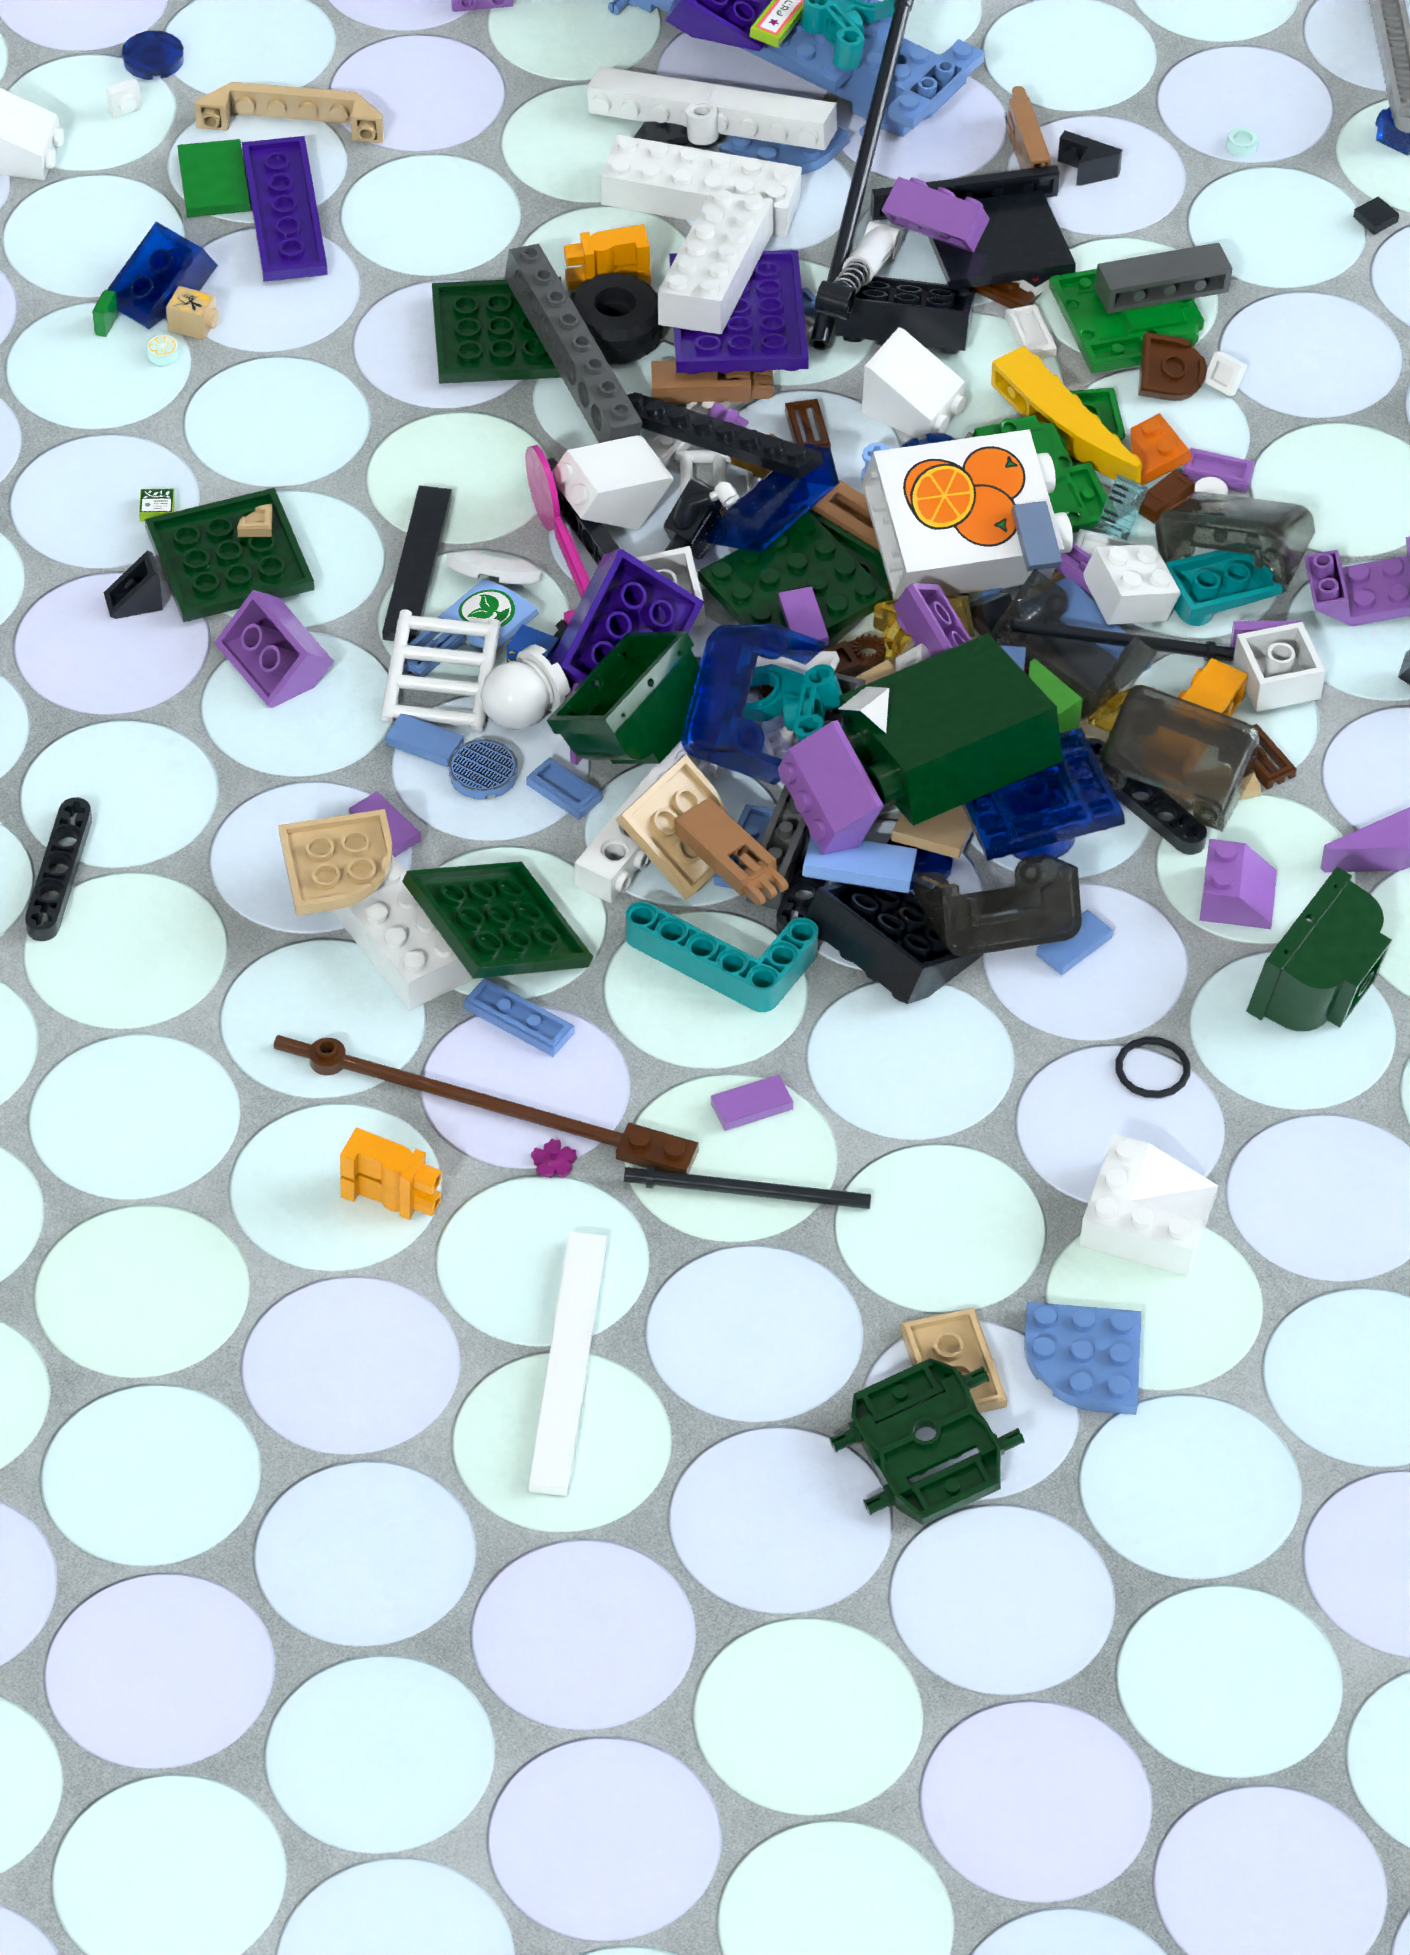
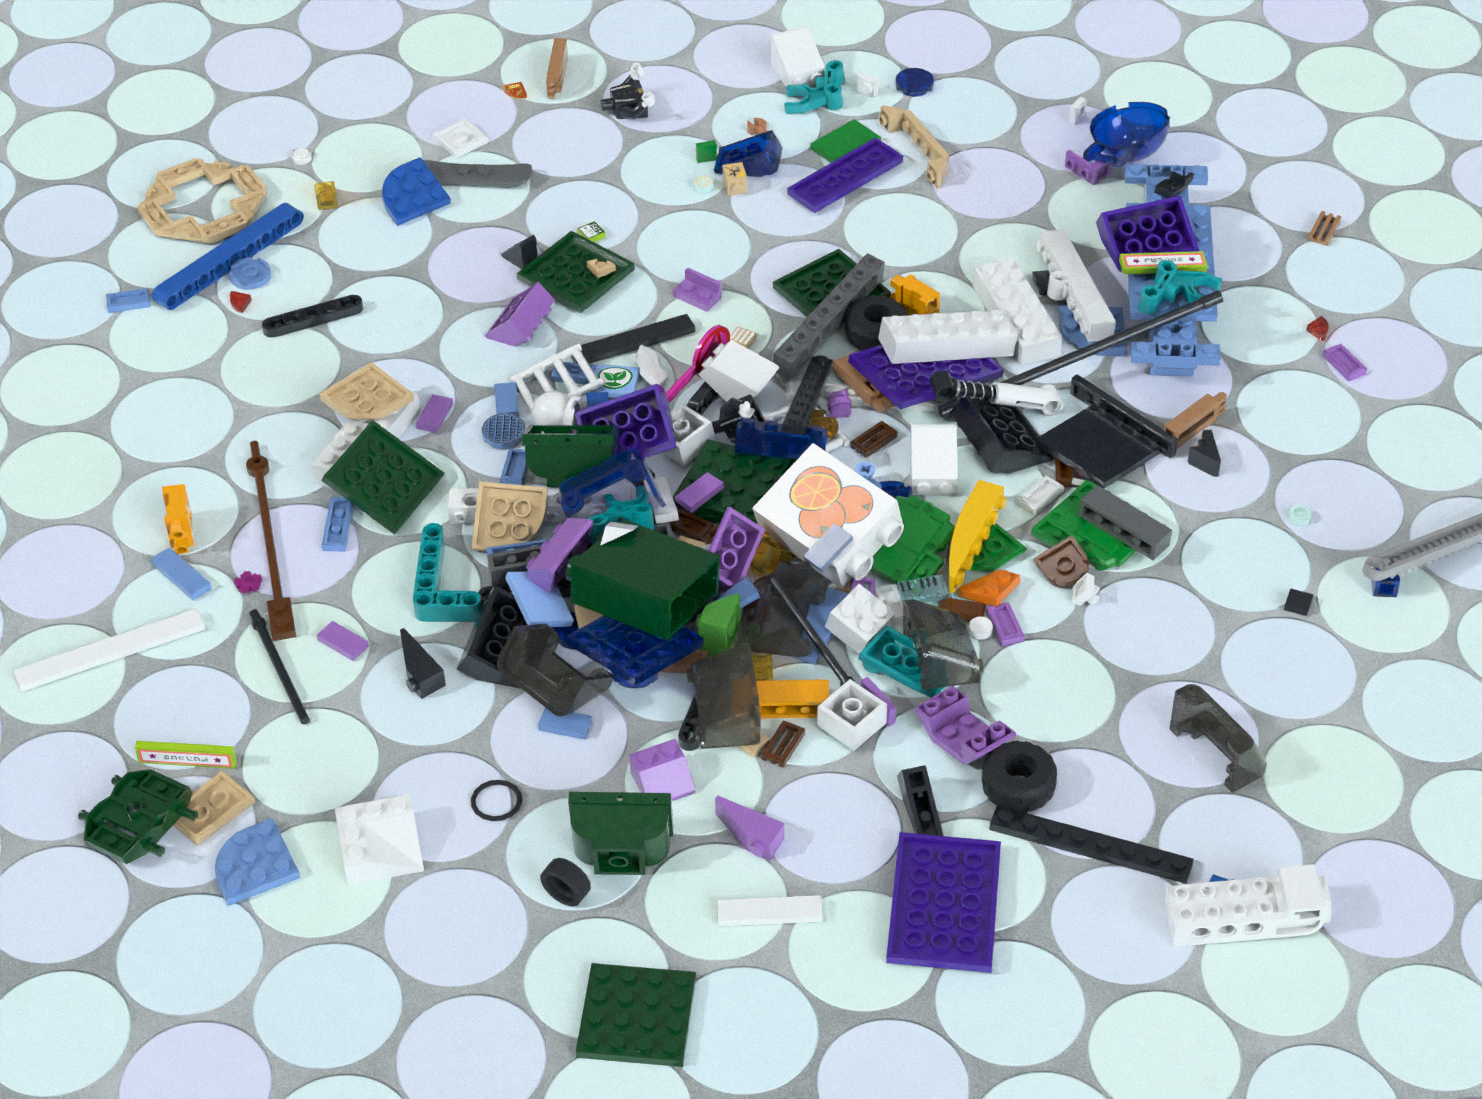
camera: 60 degrees right, 5 degrees down
(91, 146) = (827, 91): none -> teal piece
(91, 243) = (759, 126): none -> nougat bar
(381, 453) = (698, 290): none -> medium lavender bracket
(478, 1225) = (181, 573): none -> medium blue tile
(509, 457) = (743, 336): none -> tan tile
(715, 837) = (499, 525): medium nougat hinge -> none
(846, 1348) = (186, 754): none -> tile
(869, 1040) = (422, 671): none -> black slope
(936, 213) = (1077, 404): medium lavender brick -> none
(1361, 1048) = (565, 882): none -> black tyre

